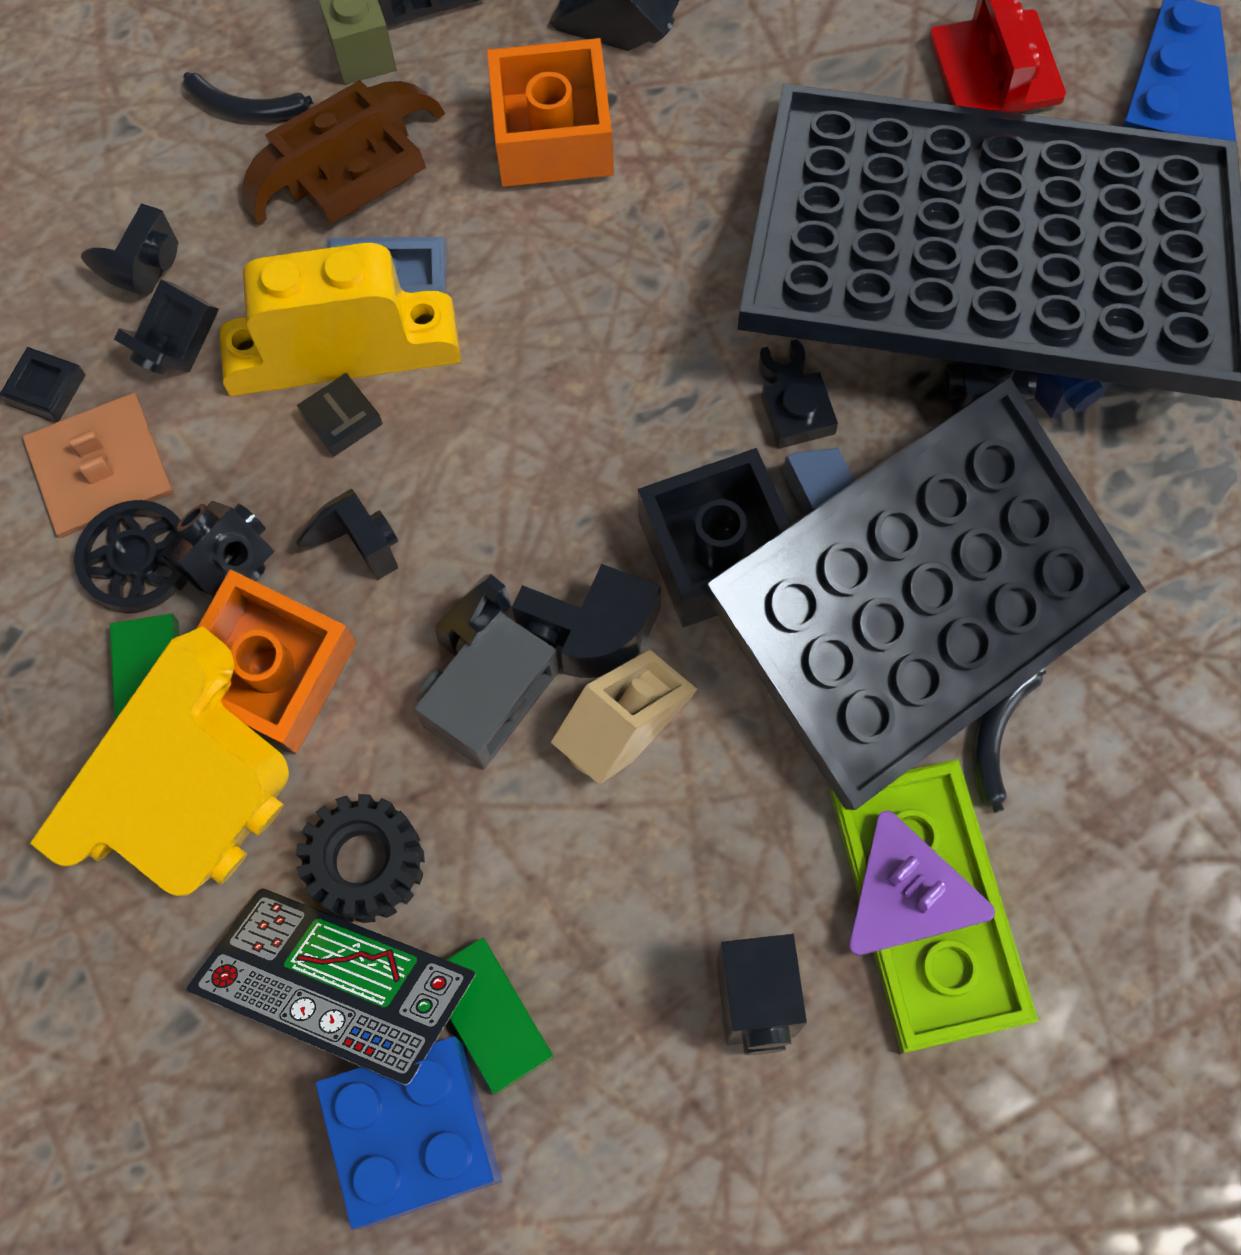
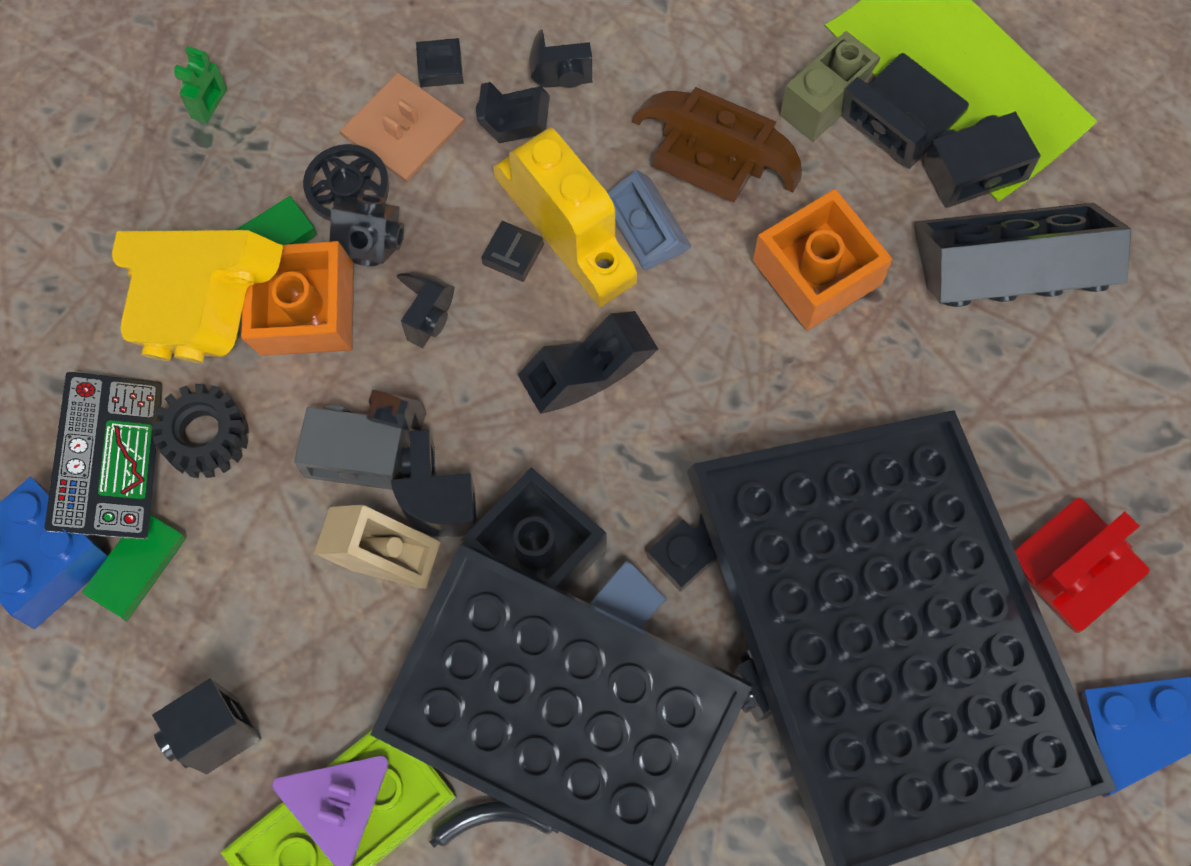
camera: 60 degrees right, 0 degrees up
(244, 108) = (718, 64): black piece -> none
(529, 393) = (577, 371): none -> black brick

